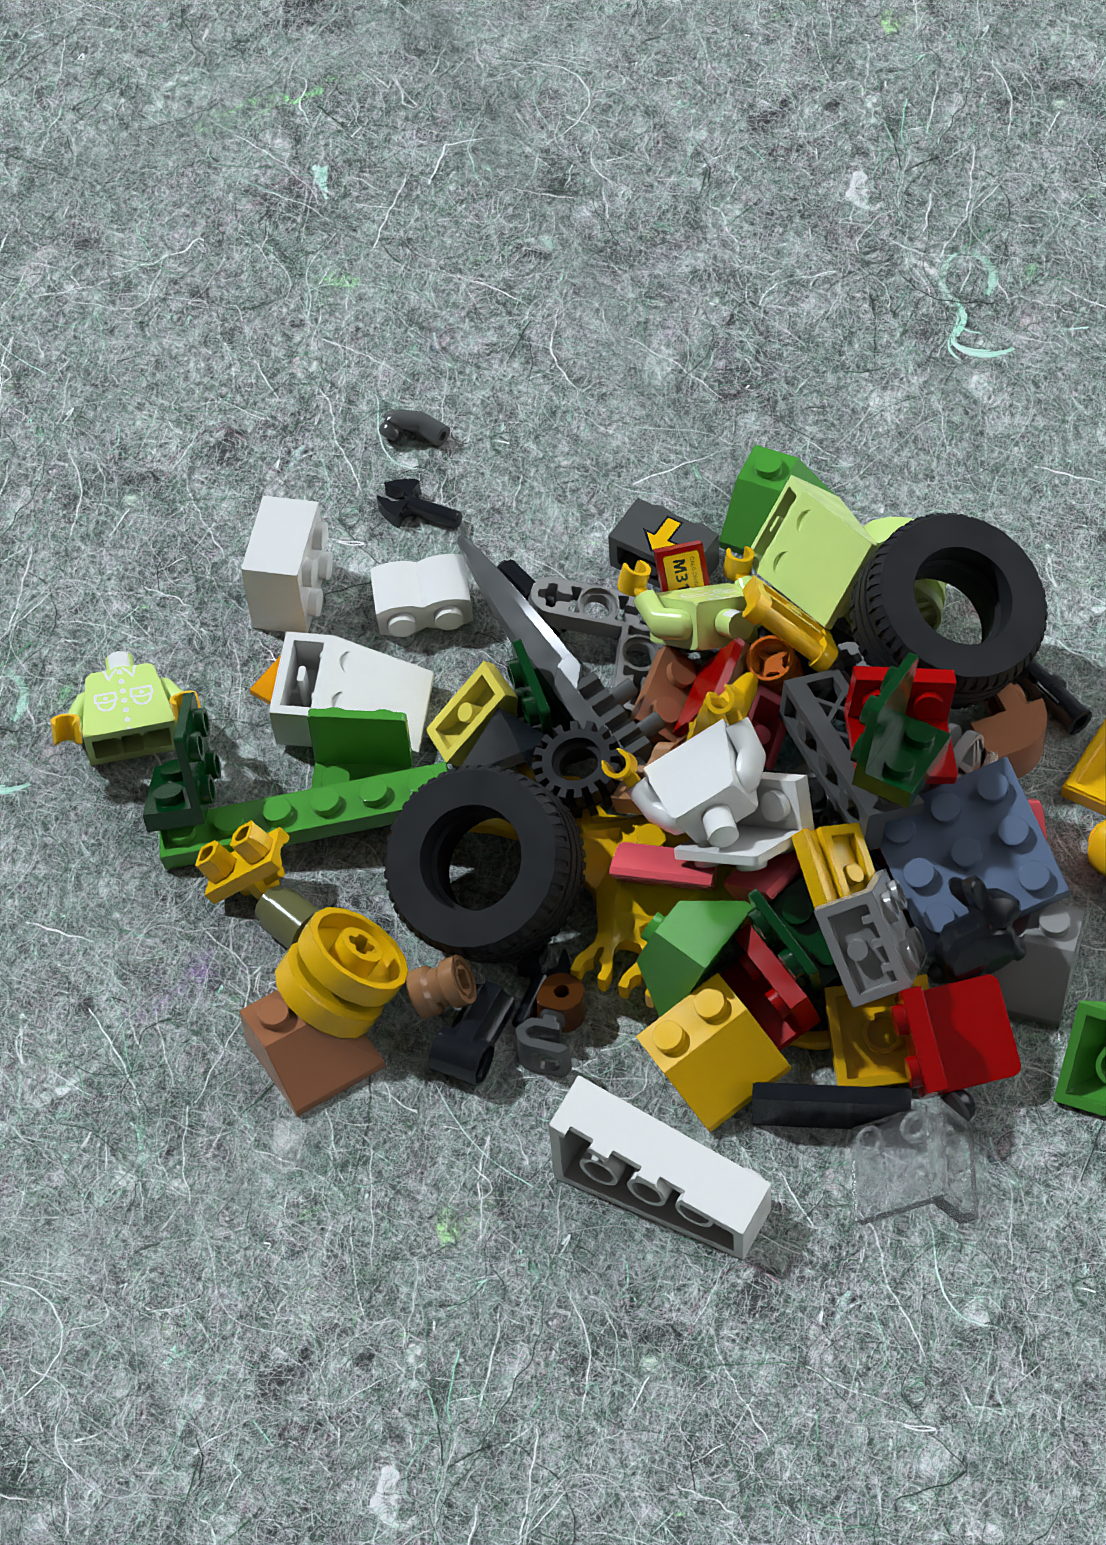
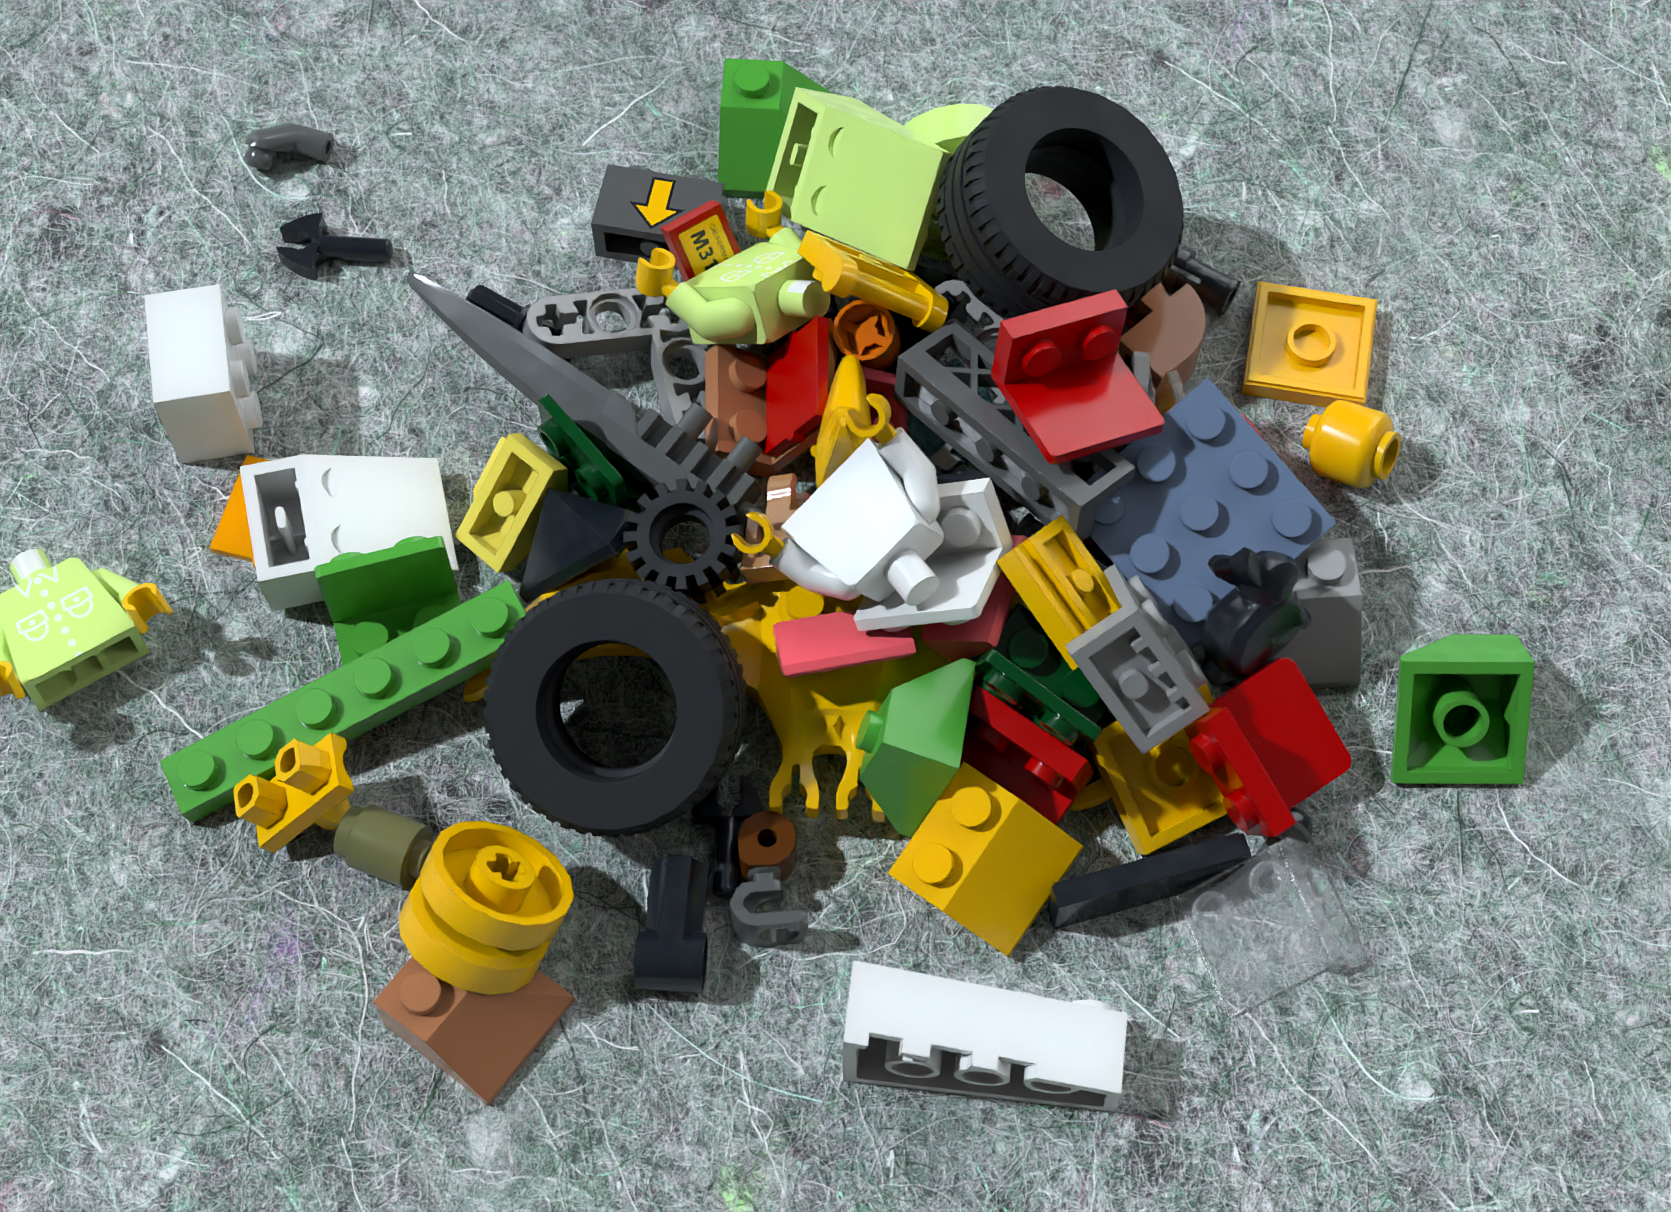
camera: 25 degrees left, 10 degrees up
(184, 786) = (177, 711): dark green bracket -> none
(421, 595) = (384, 362): white brick -> none
(441, 986) = (620, 881): medium nougat wheel -> none
(895, 749) = (1096, 407): dark green bracket -> none

